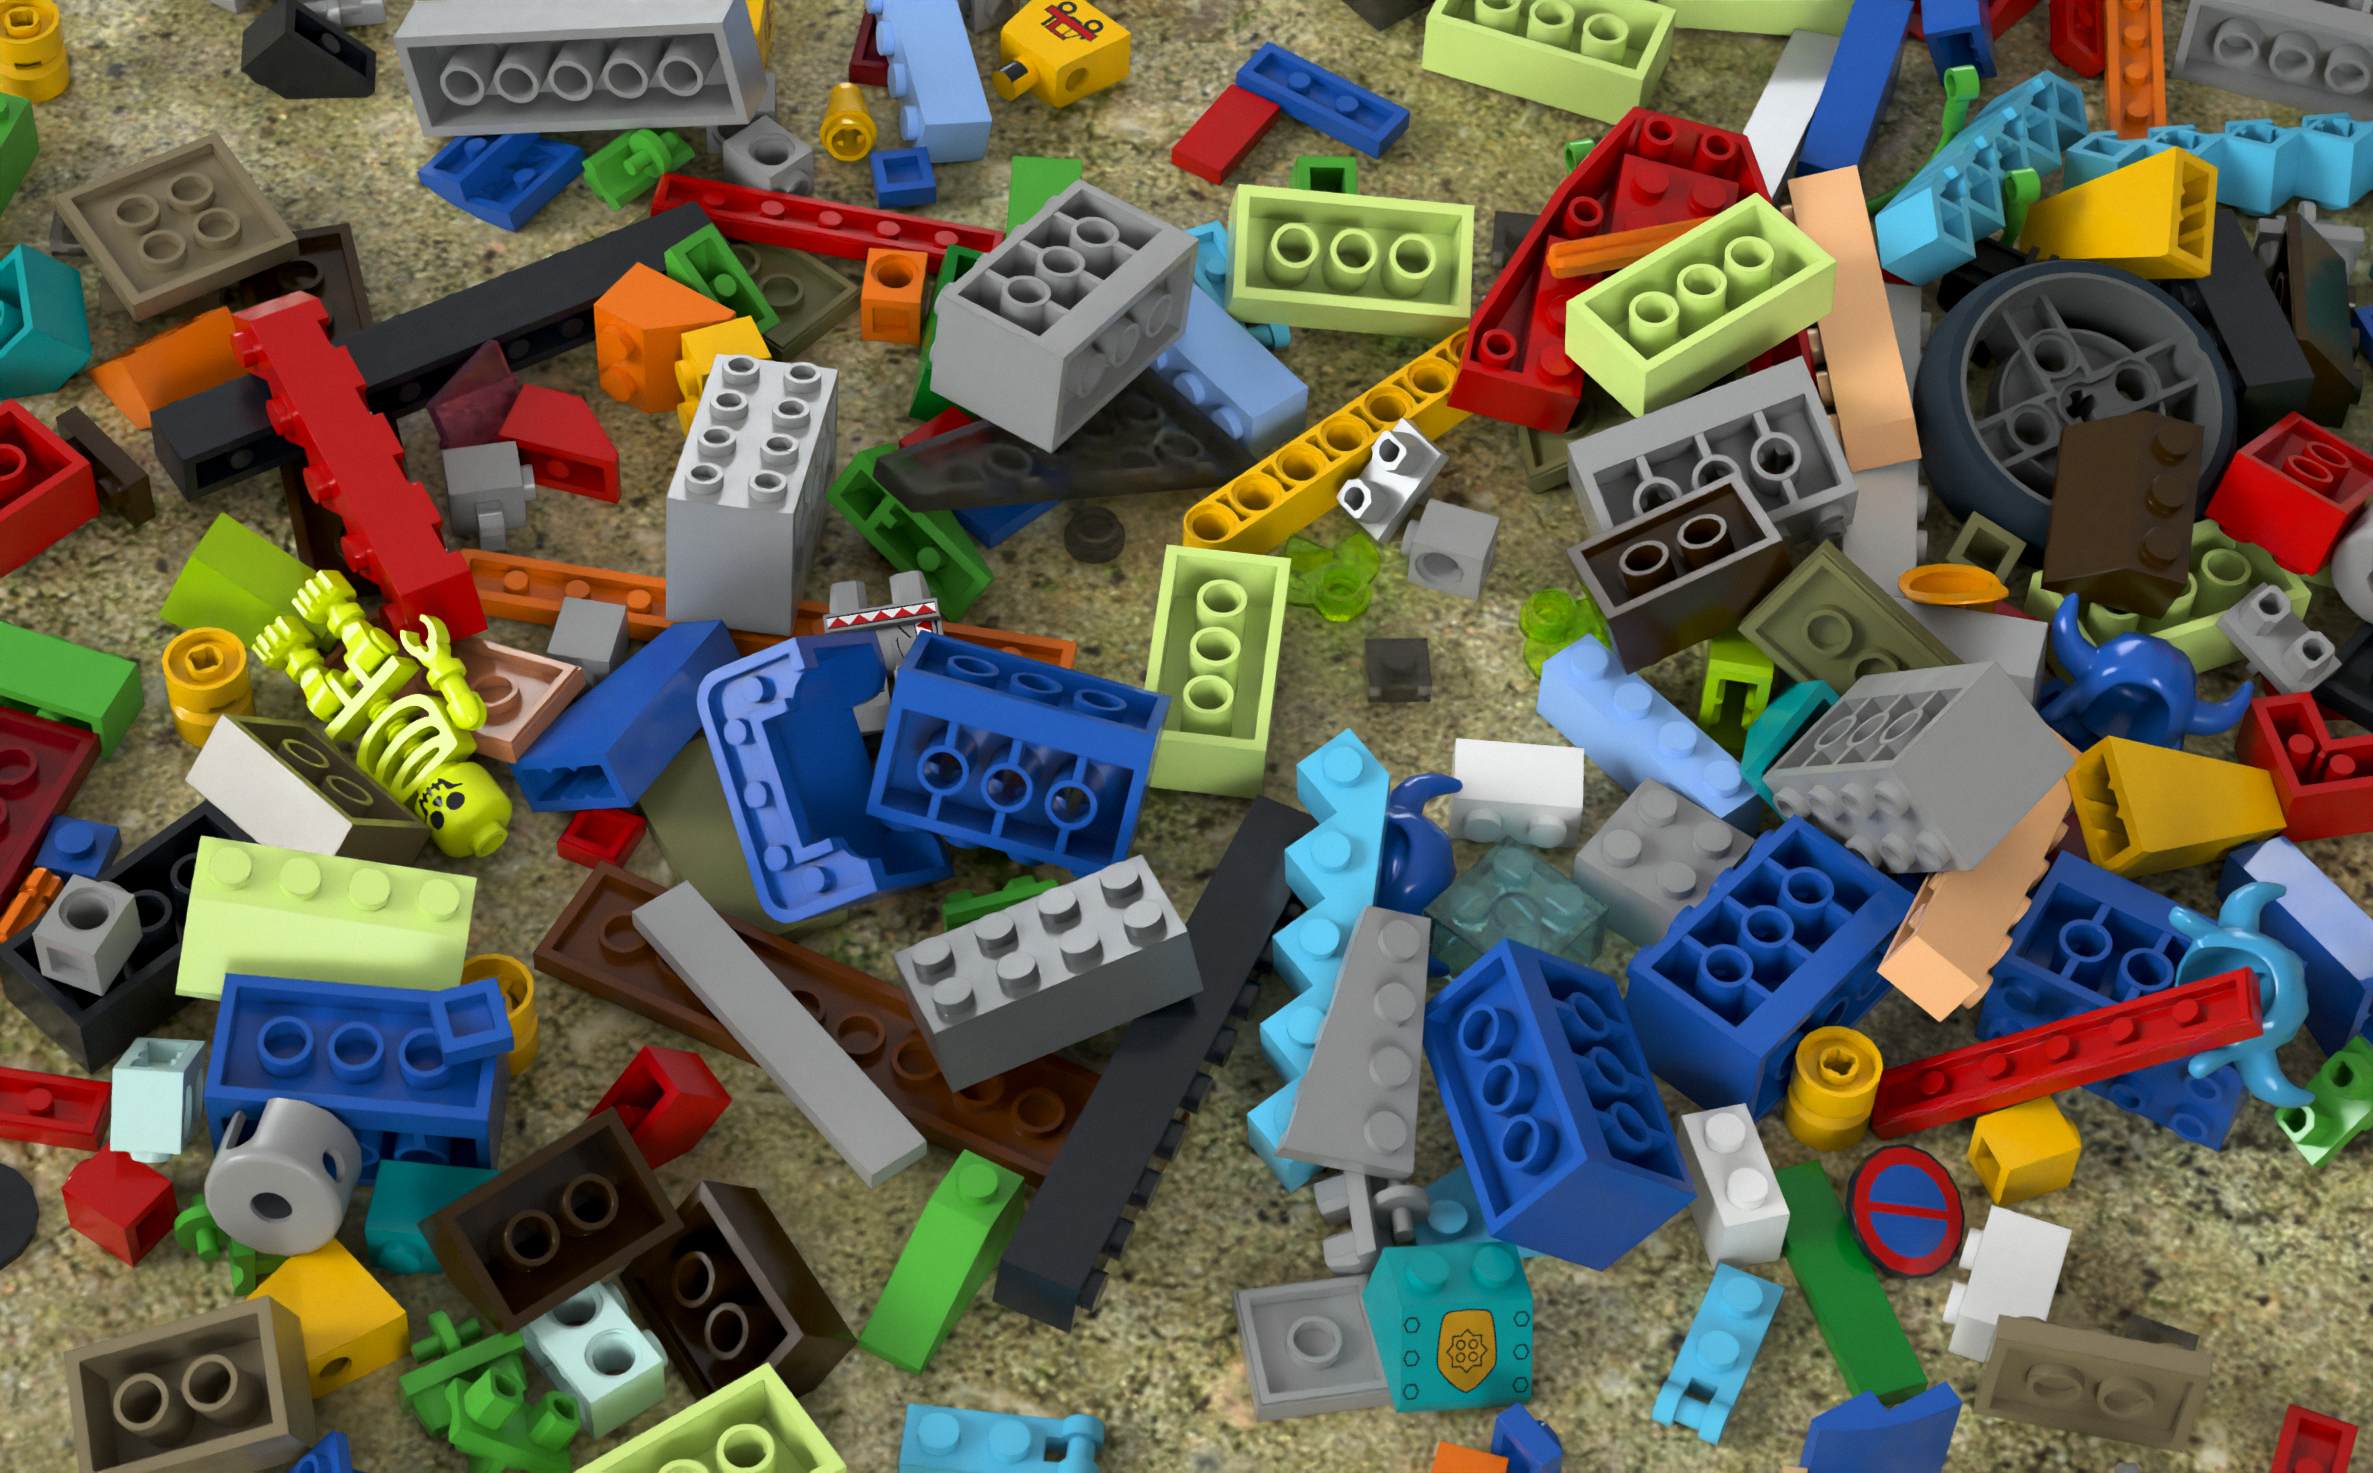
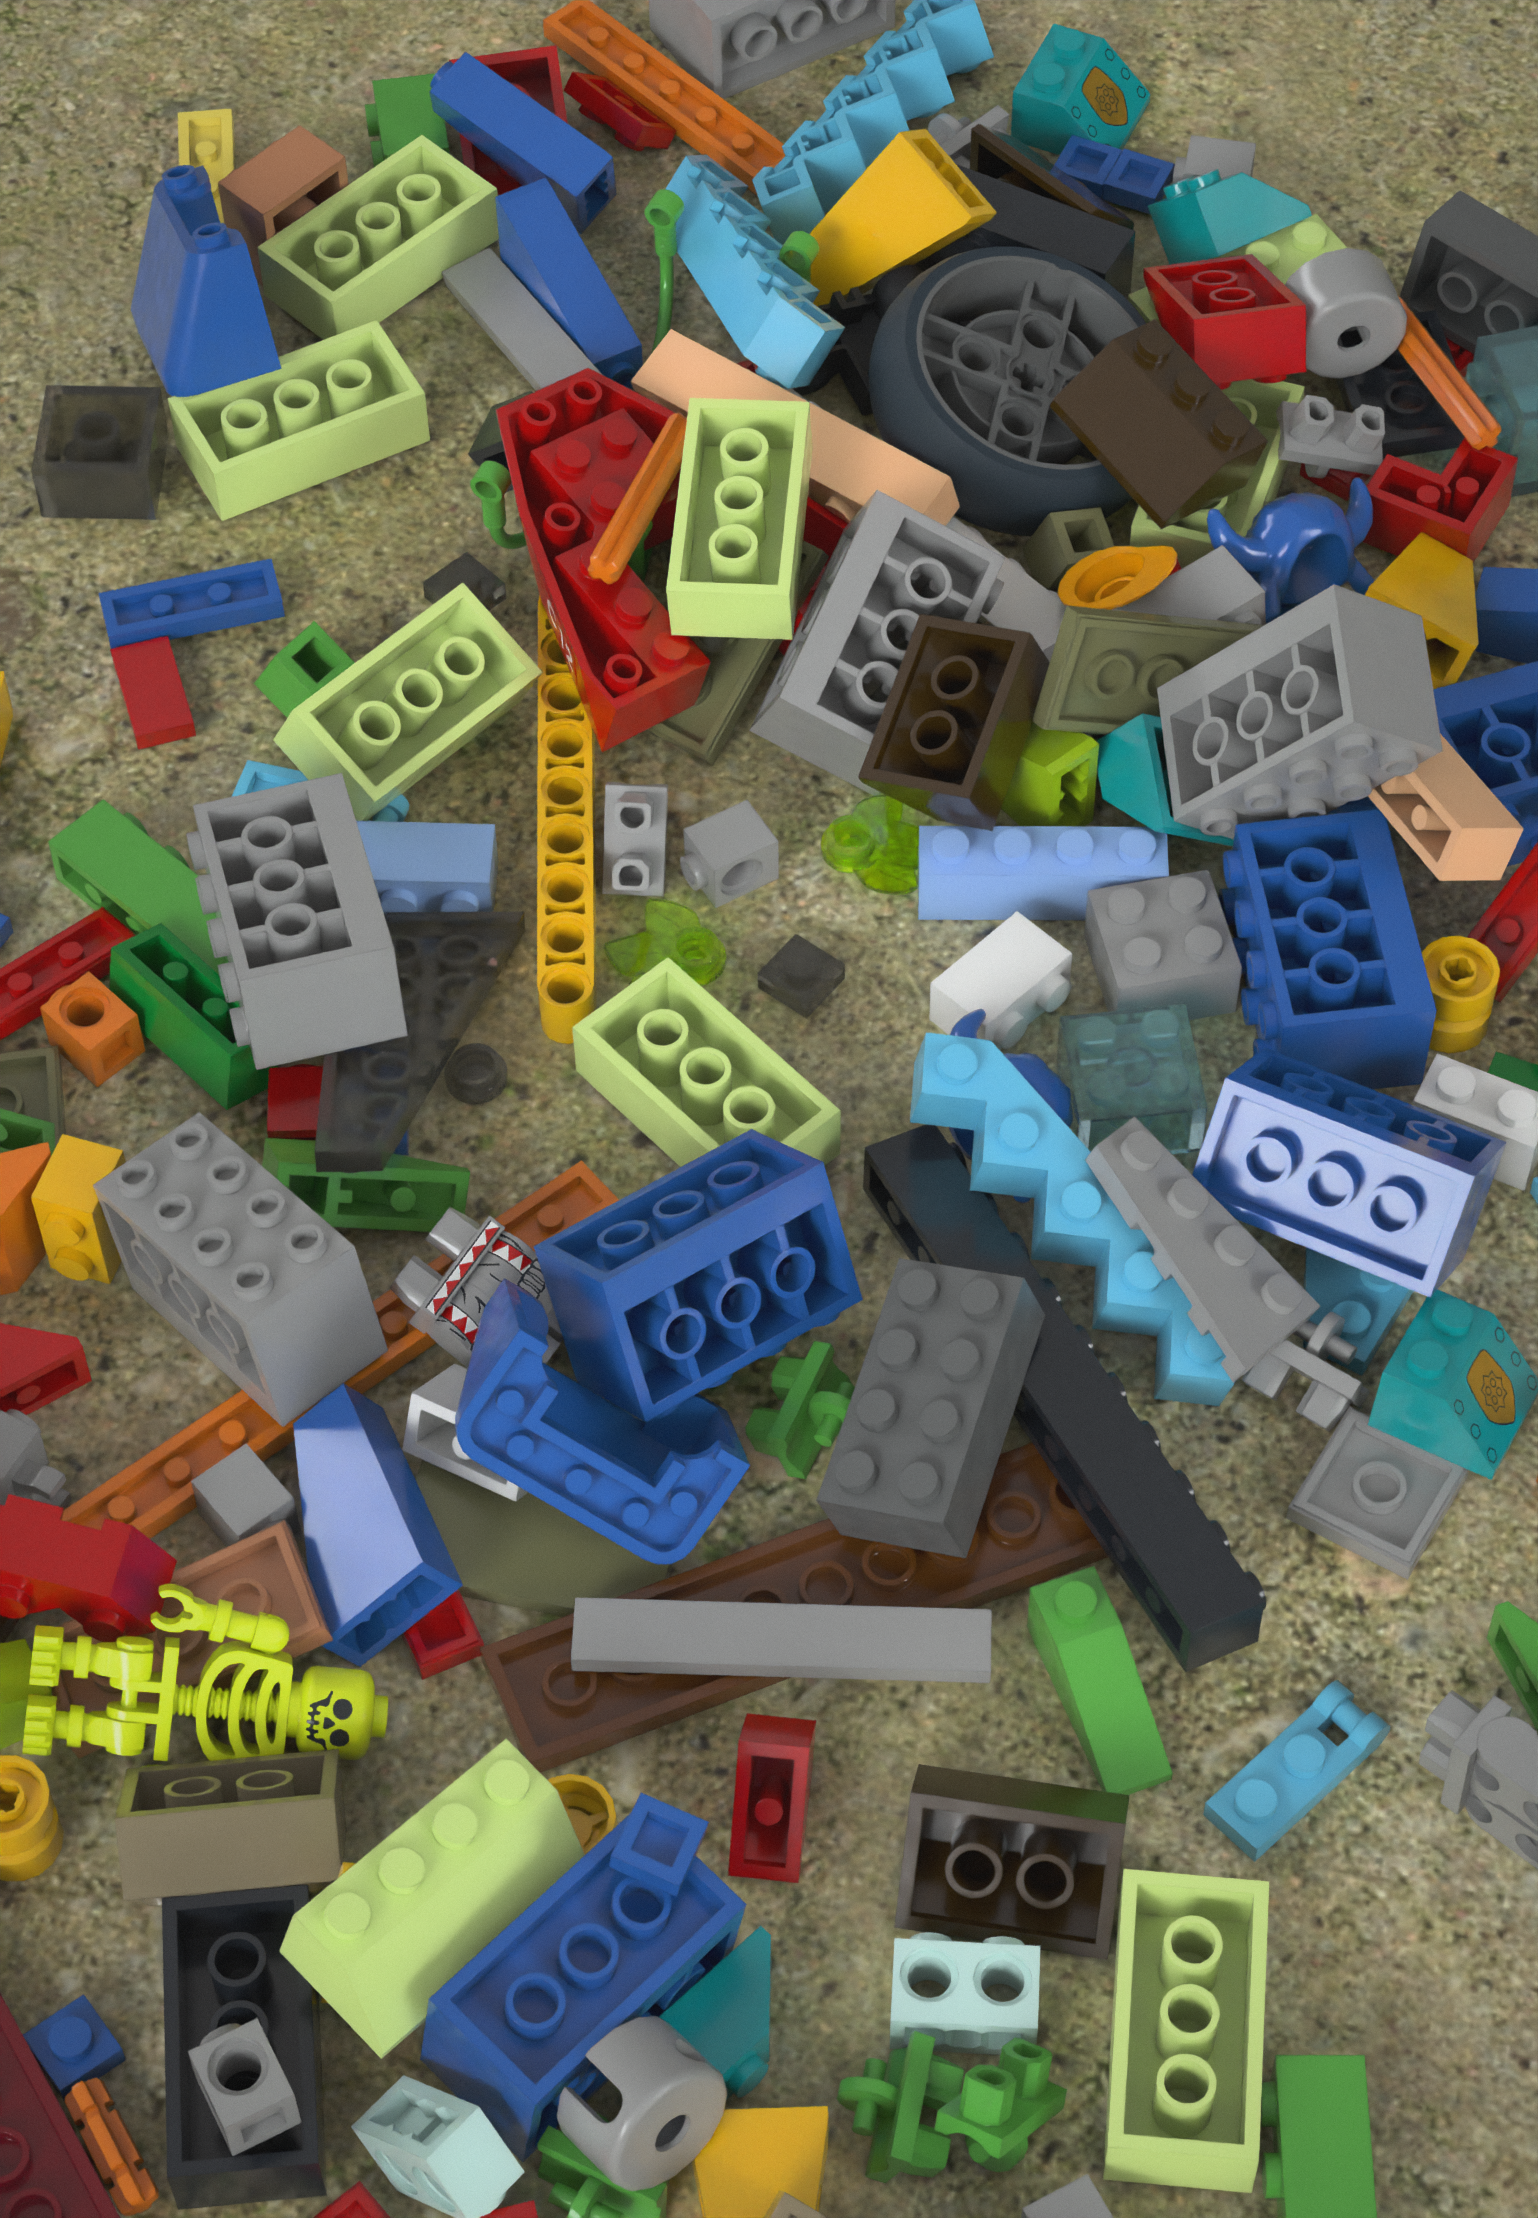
camera: 45 degrees left, 5 degrees up
(552, 1223) = (846, 1933): dark brown slope -> none

